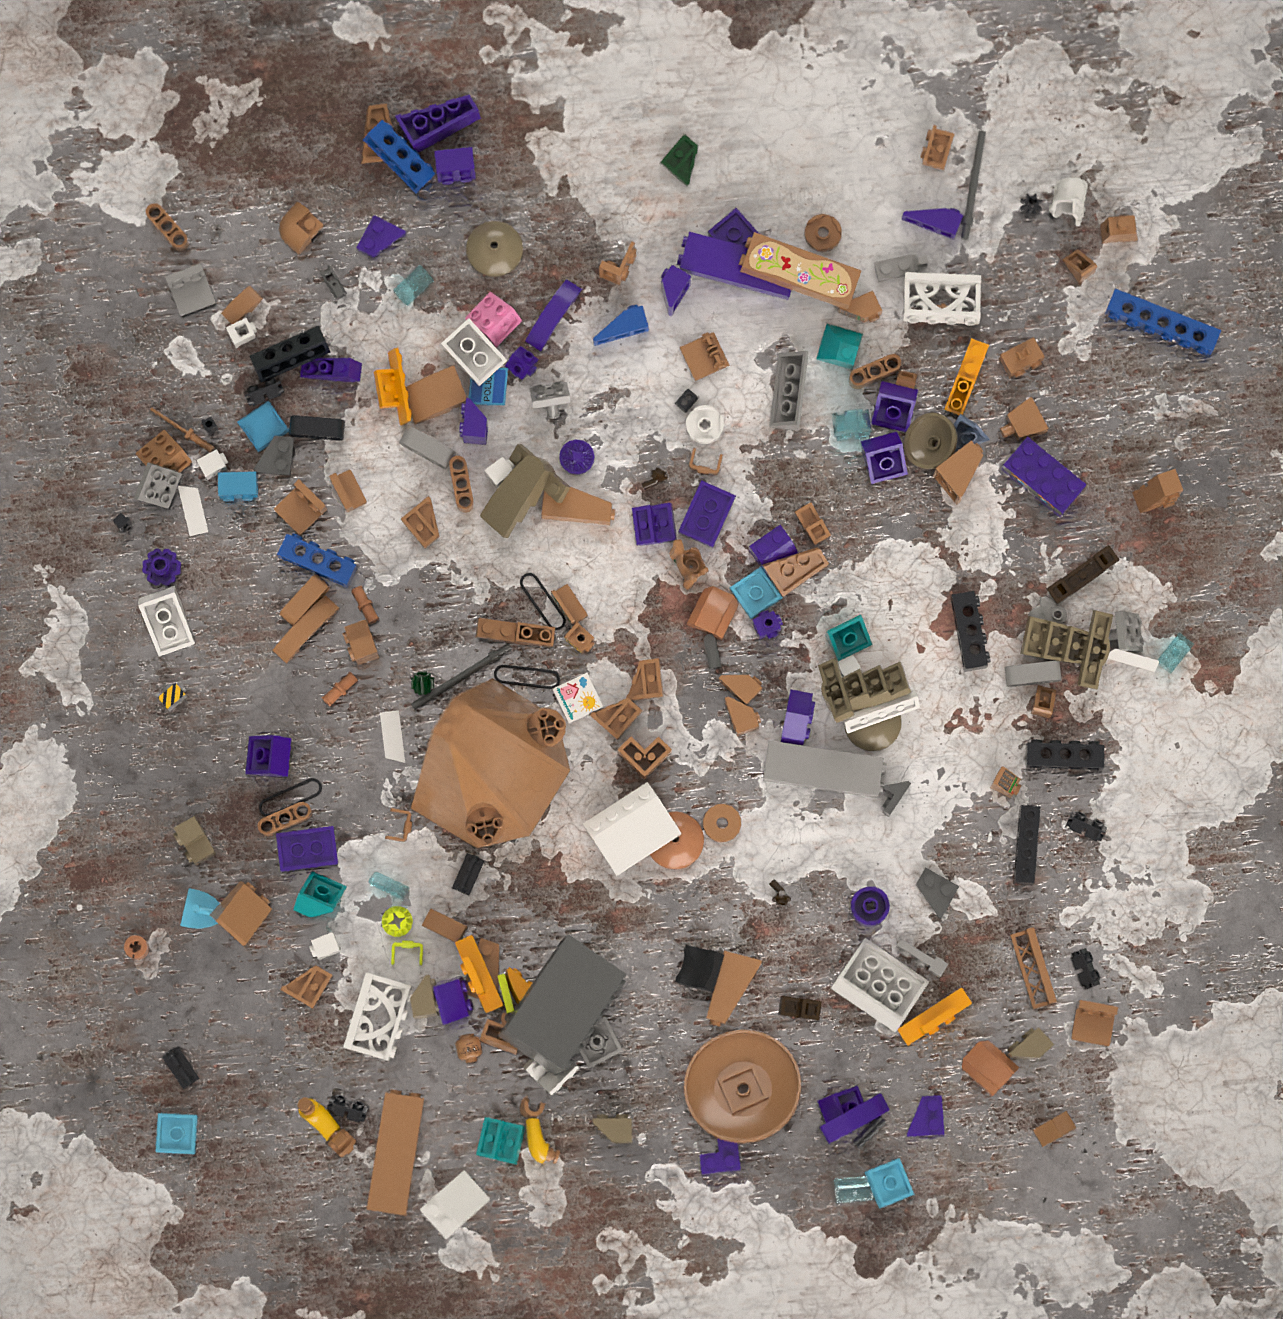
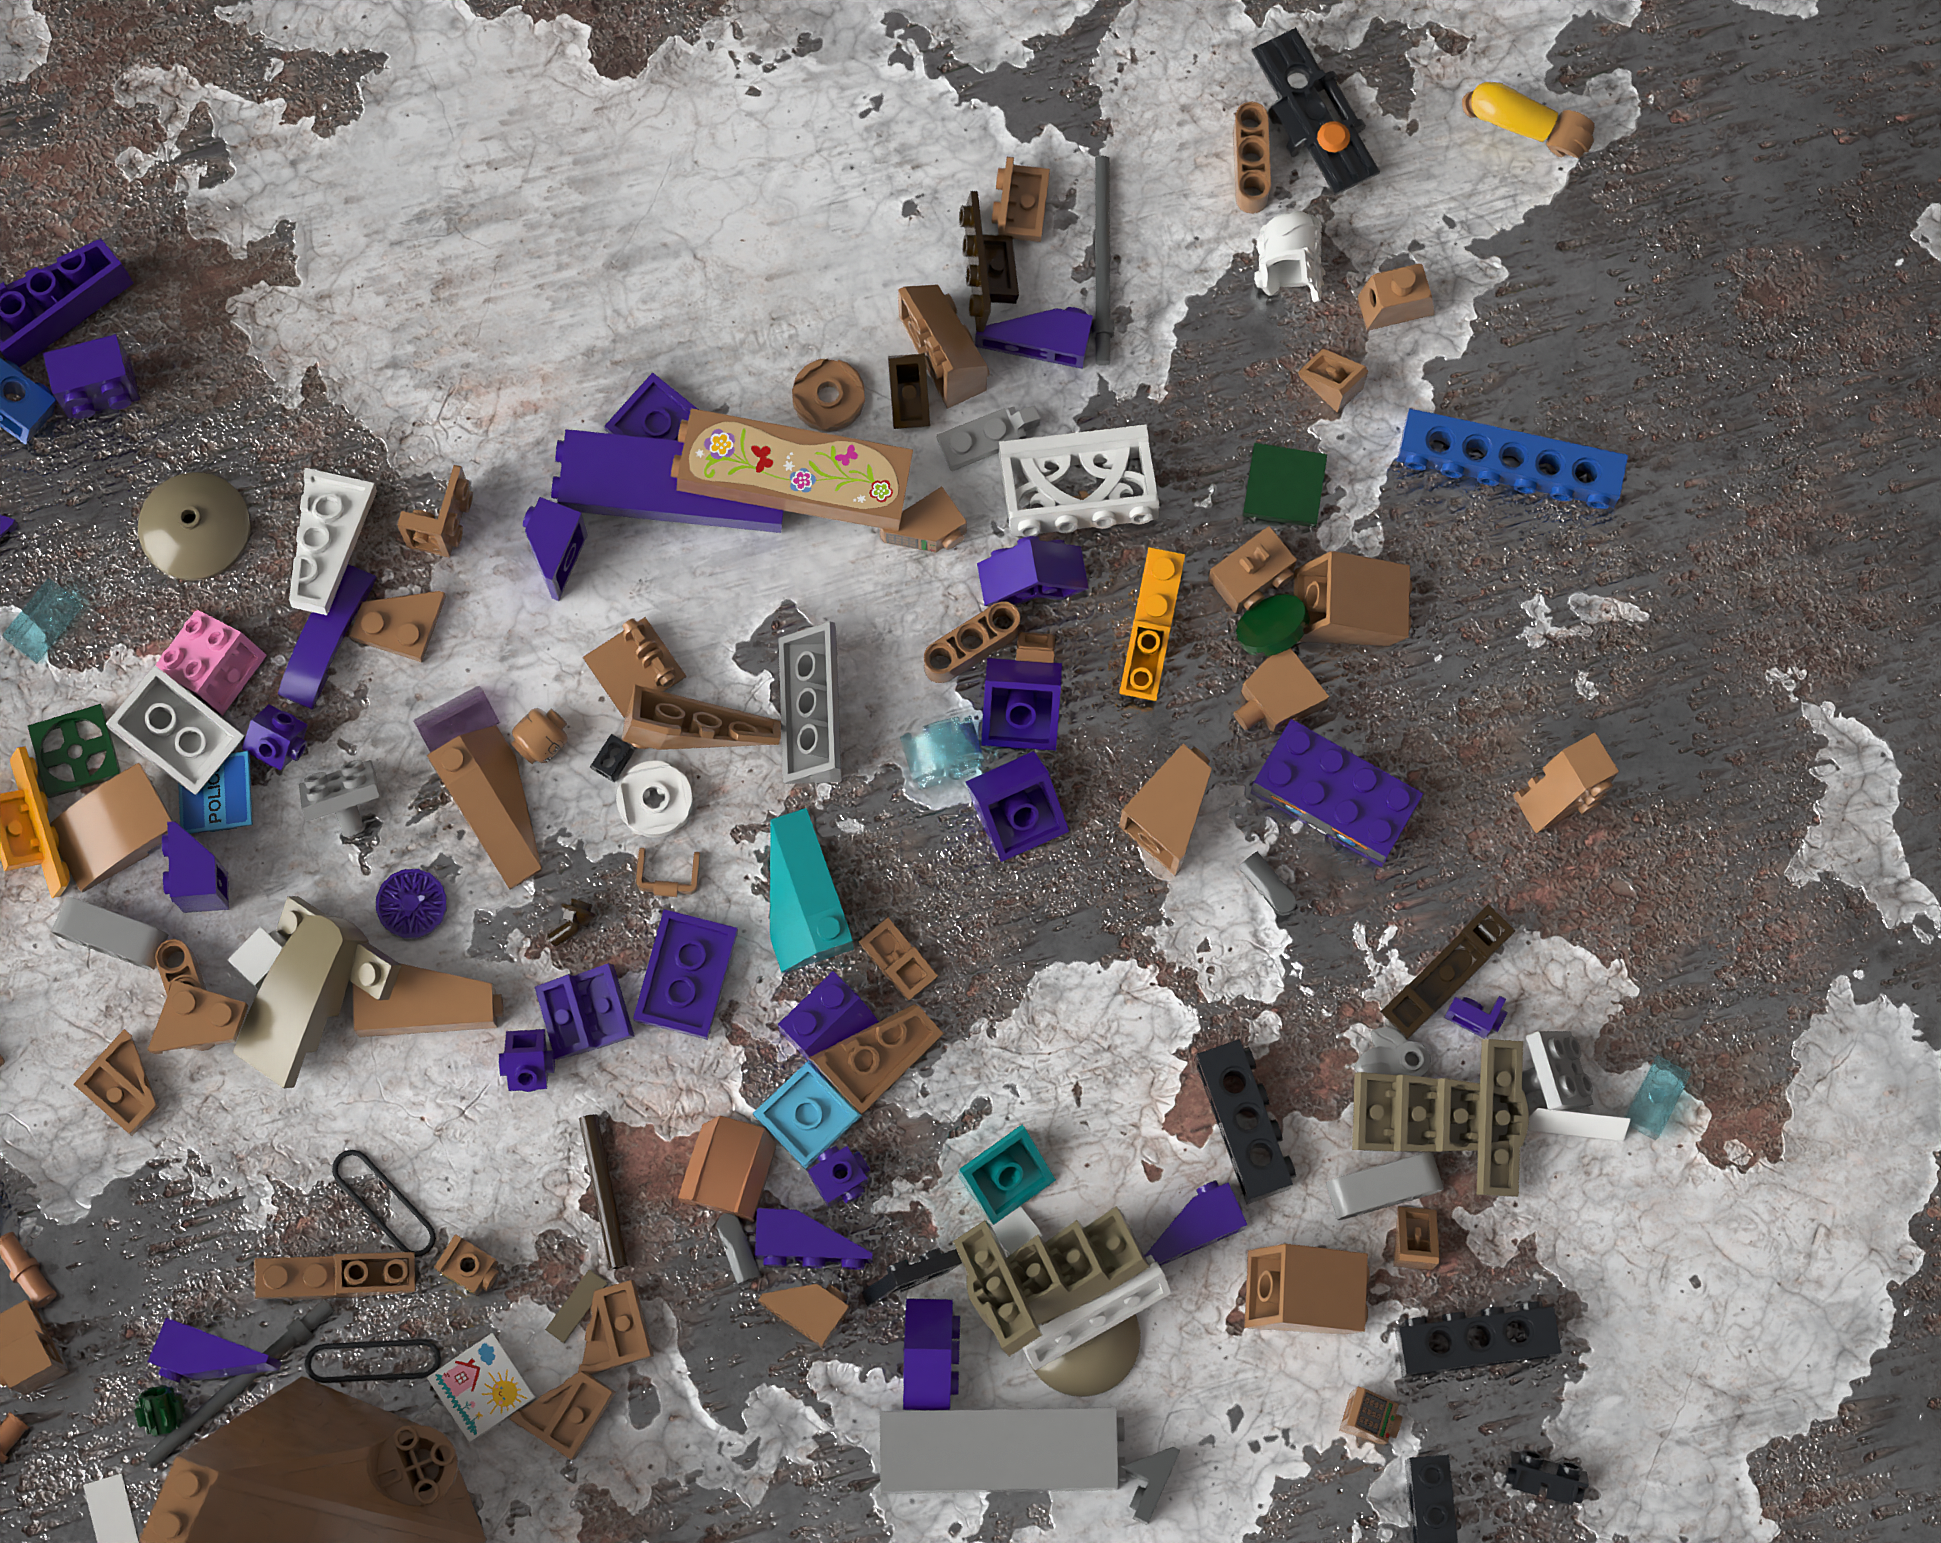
camera: 10 degrees left, 5 degrees down
(436, 366) = (67, 722): none -> dark green piece
(447, 660) = (203, 1356): none -> dark purple slope
(466, 496) = (195, 1019): none -> medium nougat wing
(561, 264) = (329, 527): none -> white wing
(569, 604) = (437, 1200): medium nougat panel -> none
(590, 315) = (399, 623): none -> medium nougat wing
(611, 369) = (456, 717): none -> clear purple slope
(622, 406) = (488, 791): none -> medium nougat wedge
(623, 543) = (526, 1060): none -> dark purple brick
(627, 324) = (470, 630): blue slope -> none
(629, 667) = (575, 1306): none -> dark tan window
(644, 760) = (636, 1494): medium nougat brick -> none
(650, 613) = (603, 1192): none -> dark brown piece
(652, 383) = (540, 735): none -> medium nougat head
(681, 159) = (533, 299): dark green wing -> none
(687, 558) = (658, 1069): medium nougat hair -> none
(722, 388) = (679, 722): none -> medium nougat wedge
(742, 651) = (793, 1236): none -> dark purple slope
(742, 716) = (818, 1370): medium nougat slope -> none
(770, 488) = (804, 904): none -> teal wedge
(791, 678) = (904, 1276): none -> black wing
(839, 346) = (895, 606): teal slope -> none
(864, 238) = (909, 391): none -> dark brown slope
(885, 216) = (948, 346): none -> medium nougat wedge
(911, 340) = (1032, 571): none -> dark purple brick
(916, 179) = (990, 266): none -> dark brown bracket
(923, 435) = (1086, 752): dark tan dish -> none
(939, 677) = (1203, 1221): none -> dark purple slope
(968, 431) = (1164, 731): sand blue slope -> none
(985, 717) = (1306, 1289): none -> medium nougat slope
(1002, 517) = (1268, 884): none -> dark grey bar
(1026, 387) = (1273, 625): none -> dark green tile
(1033, 200) = (1215, 287): black gear -> none
(1045, 316) = (1285, 485): none -> dark green tile
(1058, 152) = (1253, 141): none -> medium nougat beam
(1068, 381) = (1354, 599): none -> medium nougat slope
(1089, 126) = (1306, 119): none -> black piece
(1091, 599) = (1470, 1015): none -> dark purple bracket
(1198, 143) = (1515, 112): none -> yellow piece

